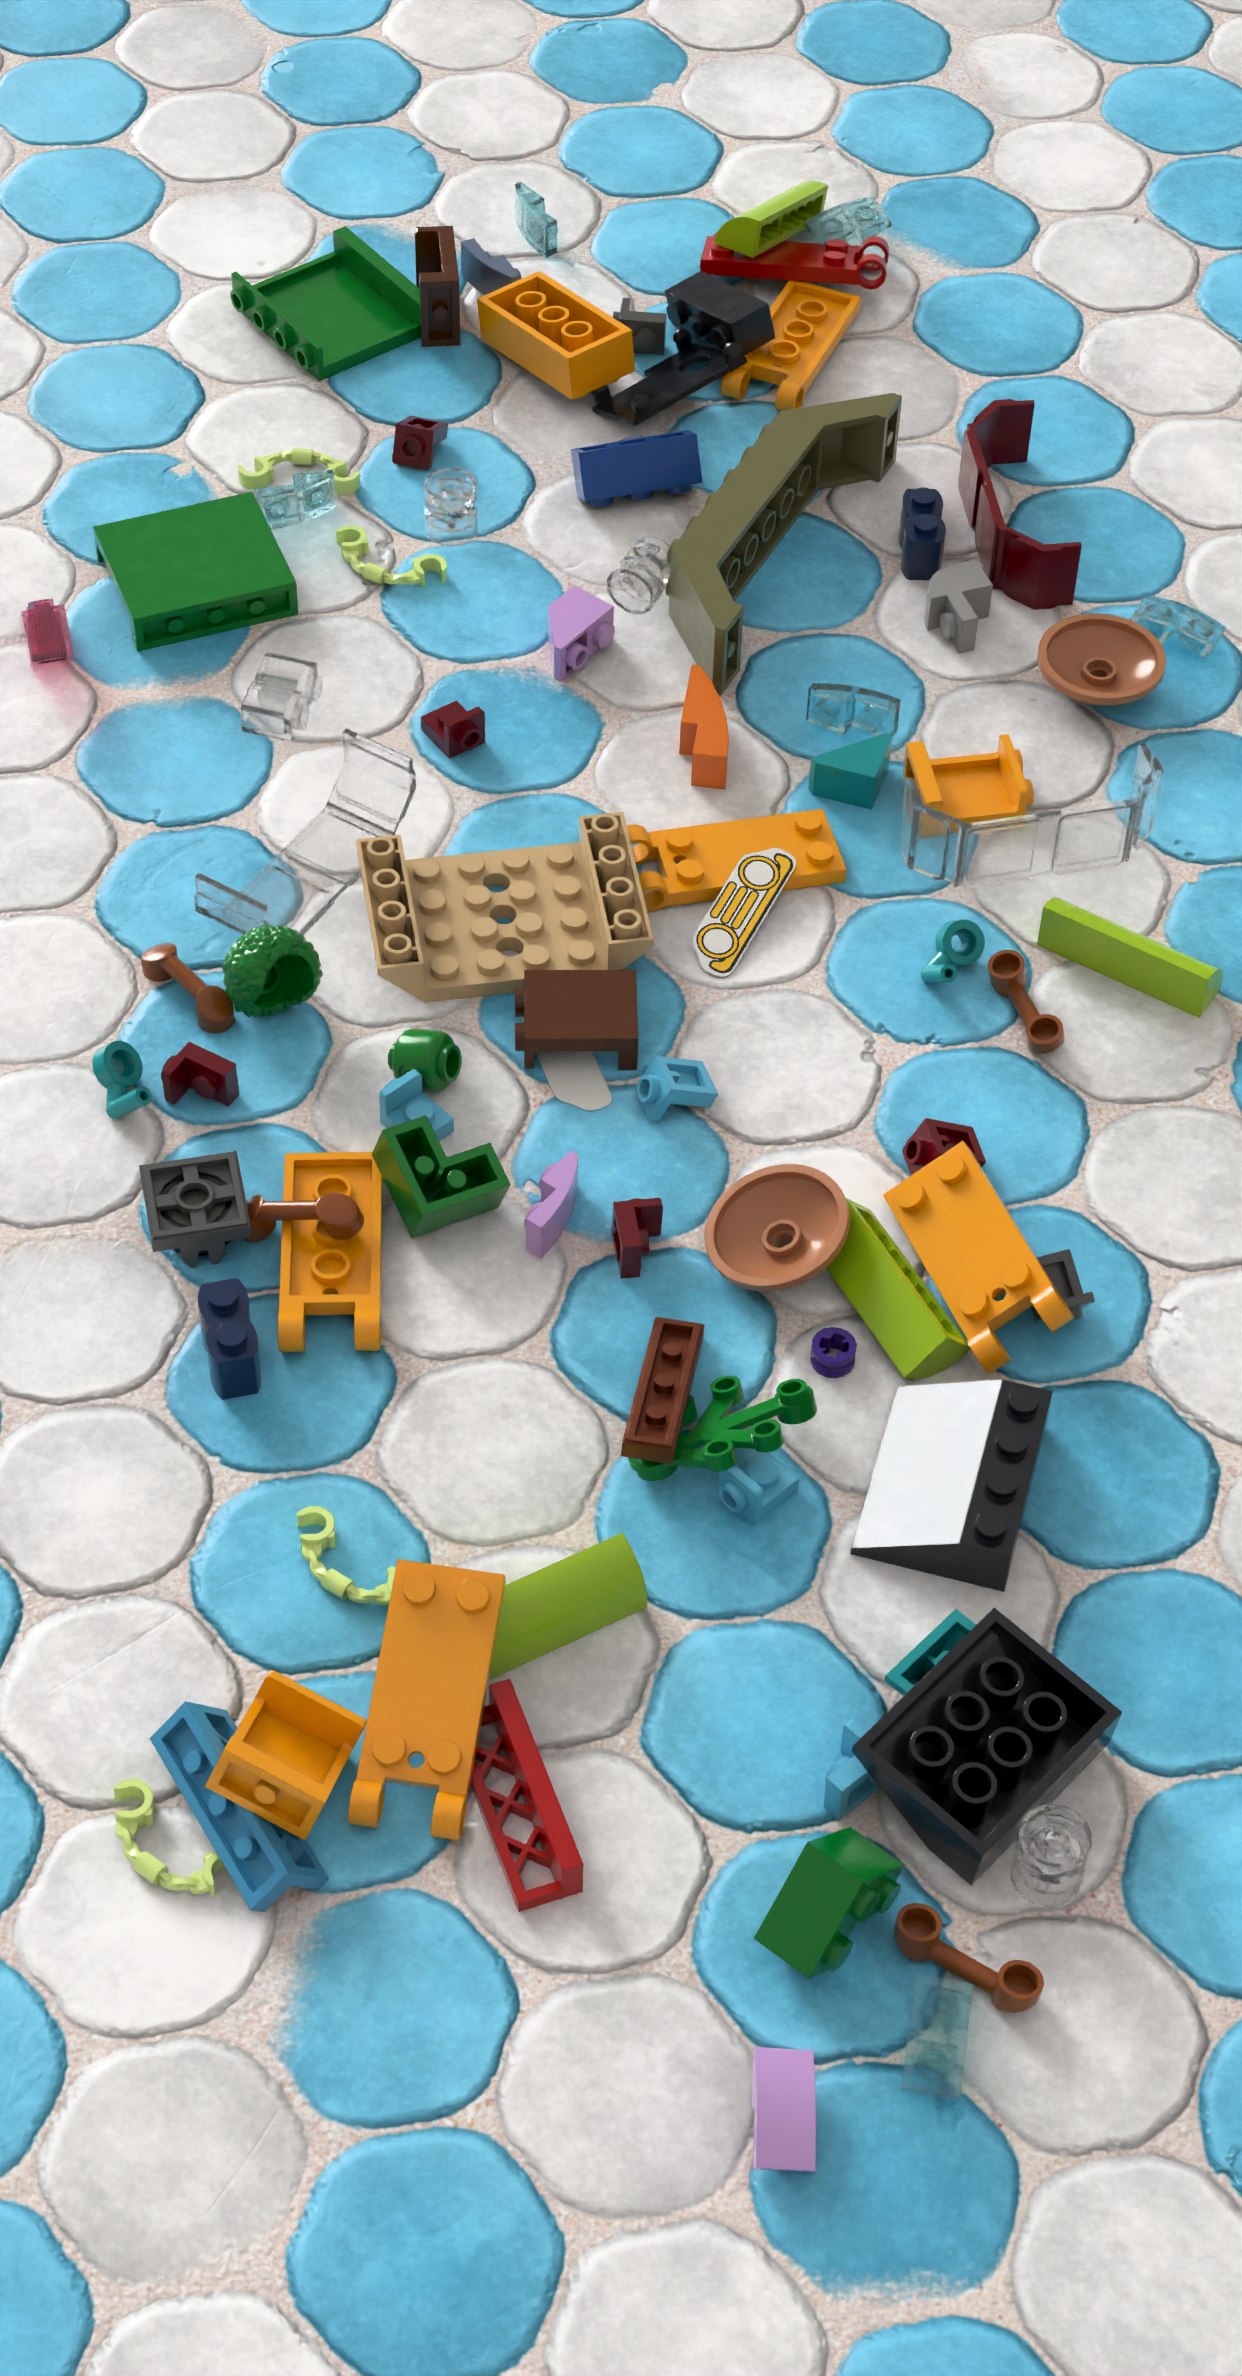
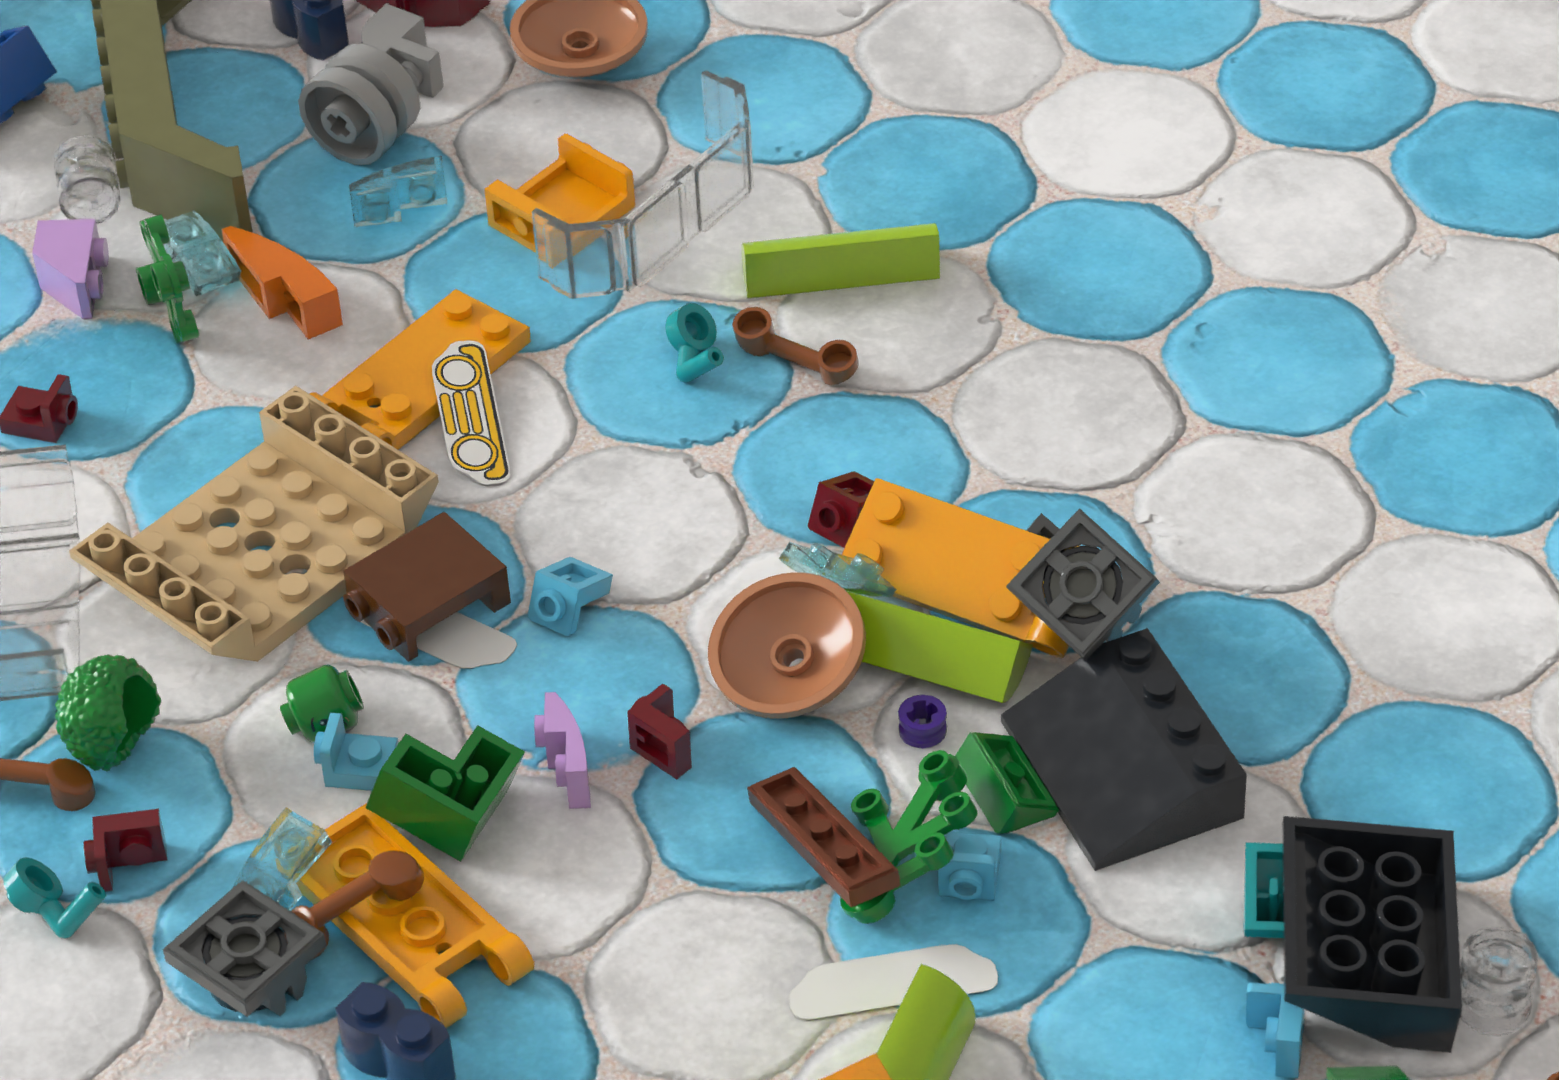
camera: 35 degrees left, 5 degrees down
(276, 1155) = (284, 857): none -> clear light blue slope
(595, 1518) = (884, 980): none -> white sticker
(605, 676) = (165, 279): none -> green plant
(668, 673) = (201, 252): none -> clear light blue slope
(849, 1440) = (1004, 782): none -> green slope
(852, 772) = (453, 244): teal slope -> none
(868, 1193) = (854, 574): none -> clear light blue slope
(879, 625) = (359, 104): none -> light grey wheel
(1020, 1324) = (1083, 585): none -> dark grey piece

